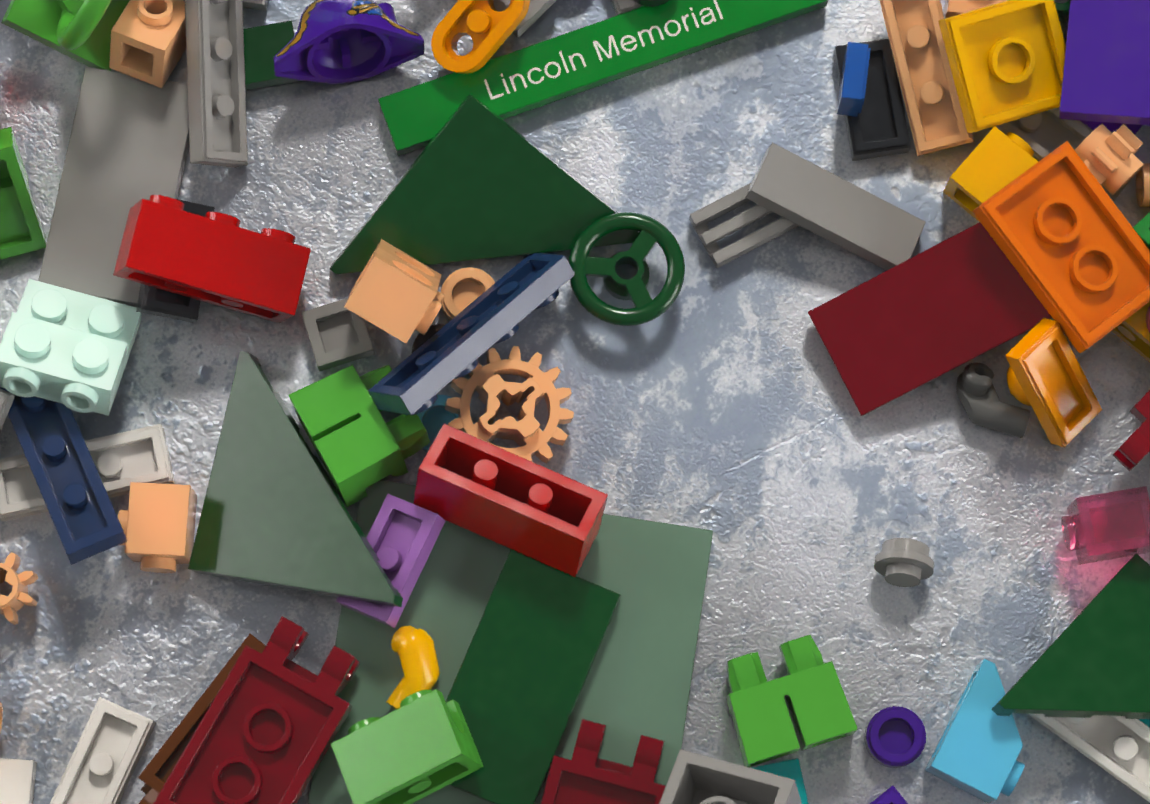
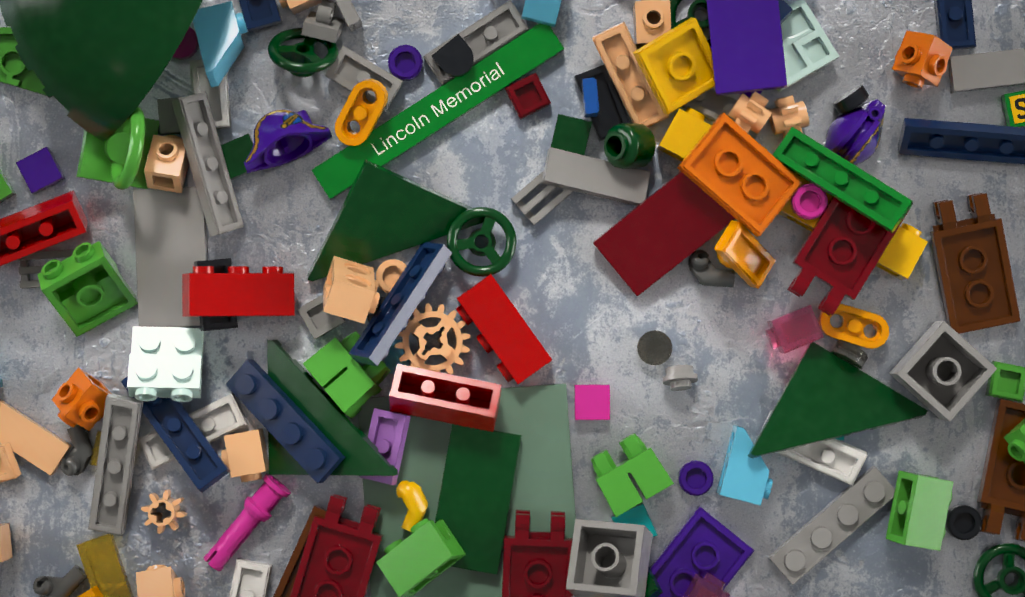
camera: 10 degrees left, 10 degrees up
(153, 622) = (256, 509): none -> dark pink pin
(237, 484) = (285, 421): none -> dark blue plate
(629, 419) = (502, 330): none -> red brick
(749, 572) = (592, 402): none -> dark pink tile
(753, 63) = (527, 96): none -> dark red tile
(811, 134) = (571, 134): none -> dark green tile
(871, 507) = (654, 347): none -> clear smoke tile
(901, 170) = (629, 145): none -> dark green head

